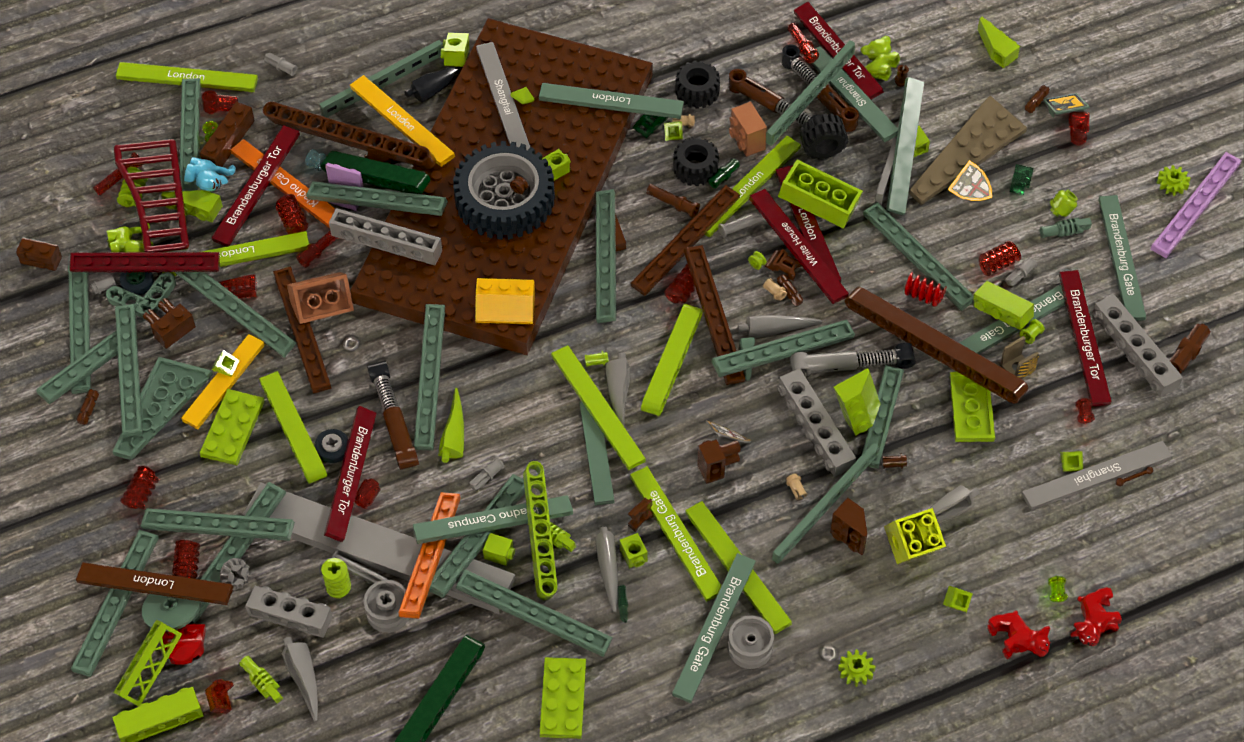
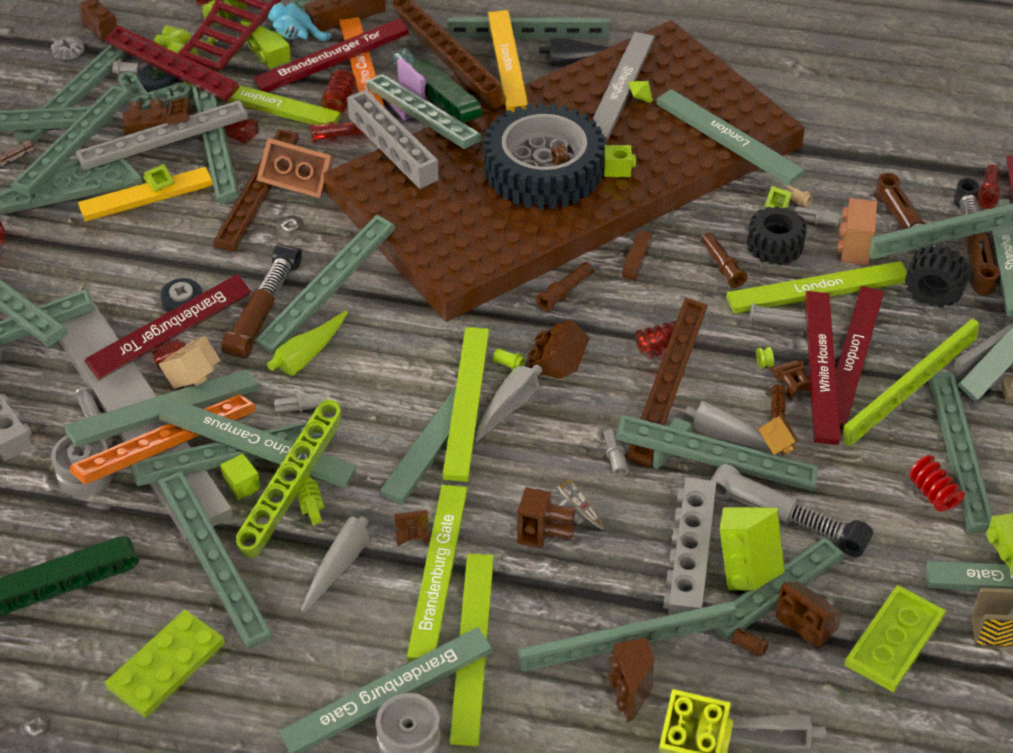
camera: 35 degrees right, 10 degrees down
(35, 299) = (61, 51): none -> light grey gear
(189, 299) = (178, 110): none -> reddish brown tile
(195, 328) = (160, 135): none -> light grey tile
(232, 427) = (114, 234): lime plate -> none
(293, 427) = (162, 262): lime beam -> none
(336, 577) = (59, 406): lime piece -> none
(393, 492) = (190, 363): none -> tan brick
(404, 536) = (148, 411): none -> sand green tile
(455, 49) = (616, 31): lime brick -> none
(505, 301) = (454, 249): yellow slope -> none
(586, 287) = (558, 290): none -> reddish brown pin
(605, 256) = (606, 269): sand green tile -> none
(623, 334) = (558, 350): none -> reddish brown slope
(623, 603) = (317, 607): clear green piece -> none
(633, 543) = (373, 560): lime brick -> none
(655, 124) = (764, 186): dark green slope -> none
(671, 360) = (585, 402): lime beam -> none
(685, 238) = (715, 297): reddish brown tile -> none
(697, 74) = (839, 170): black tyre -> none
(707, 129) = (818, 216): none -> light grey axle
(718, 384) = (616, 453): none -> light grey axle
(724, 173) = (800, 262): dark green pin -> none
(778, 292) = (762, 399): tan pin -> none
(796, 486) = (612, 596): tan pin -> none
(813, 313) = (779, 436): none -> pearl gold brick
(820, 193) = (886, 326): lime brick -> none
(861, 225) = (910, 382): none -> lime tile
(915, 423) = (807, 613): none -> reddish brown slope
(937, 345) = (905, 551): reddish brown beam -> none

